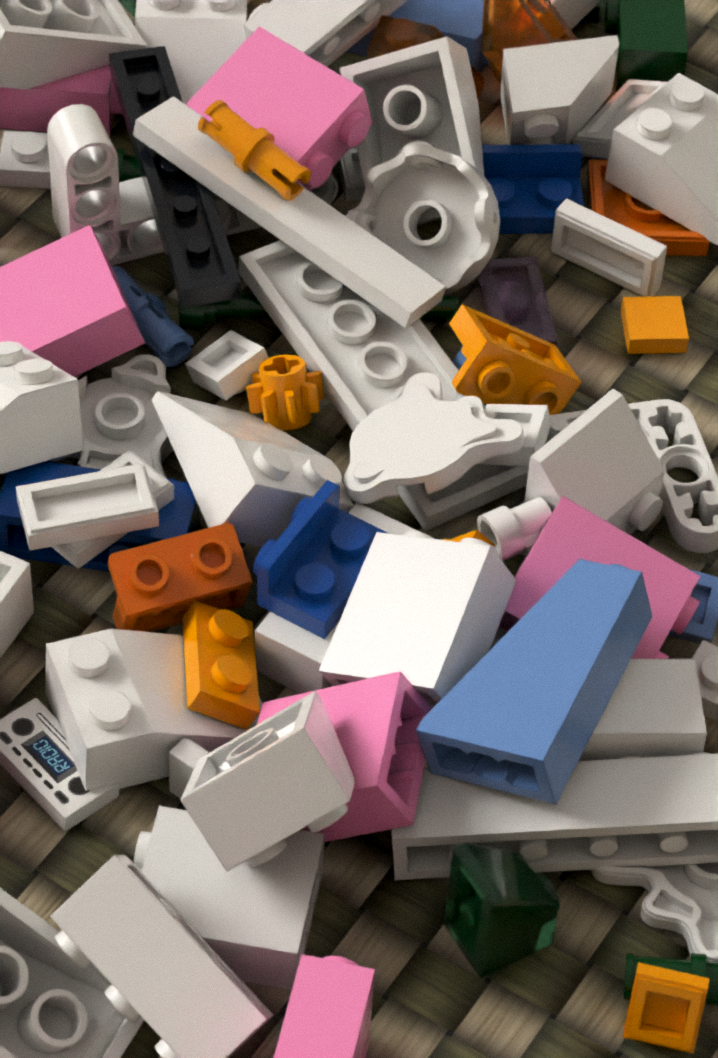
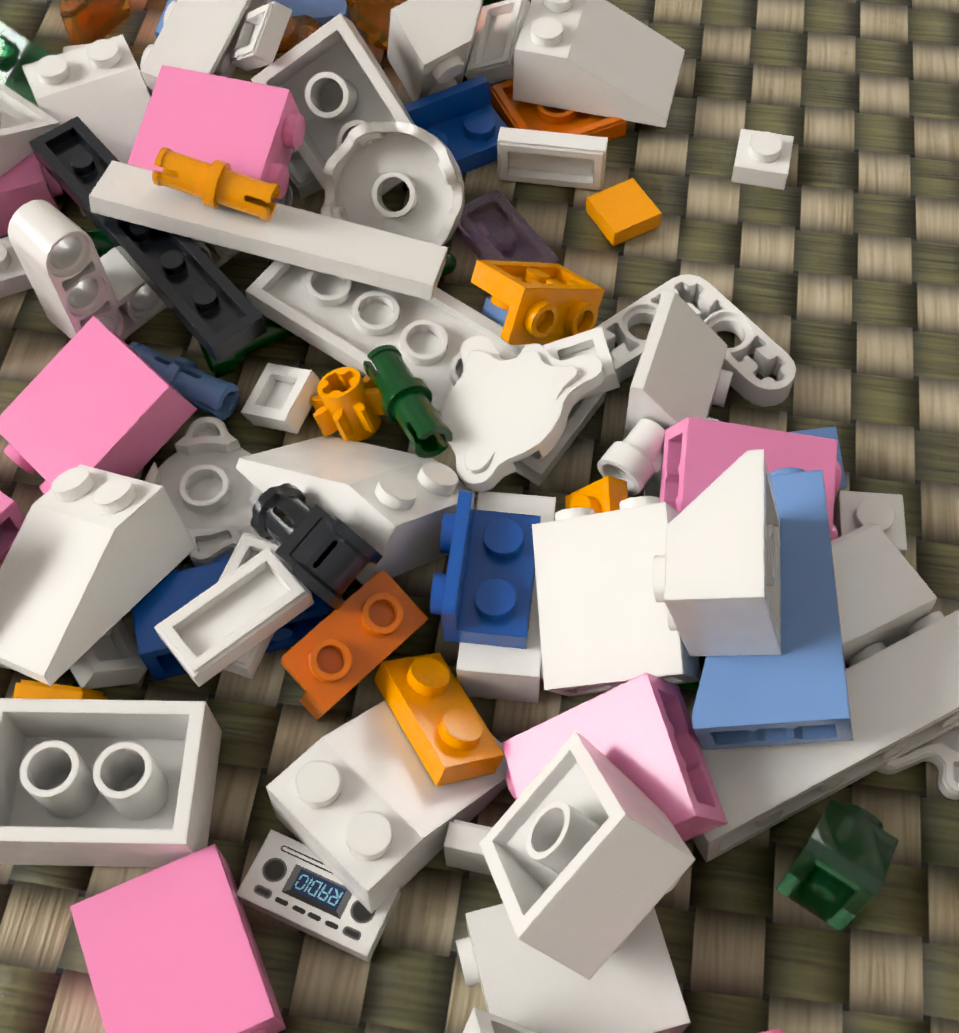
camera: 20 degrees left, 10 degrees up
(182, 478) = (316, 546): none -> black connector
(331, 401) = (407, 401): none -> dark green pin
(369, 31) = (260, 36): none -> white tile
(501, 597) = (725, 565): none -> white slope

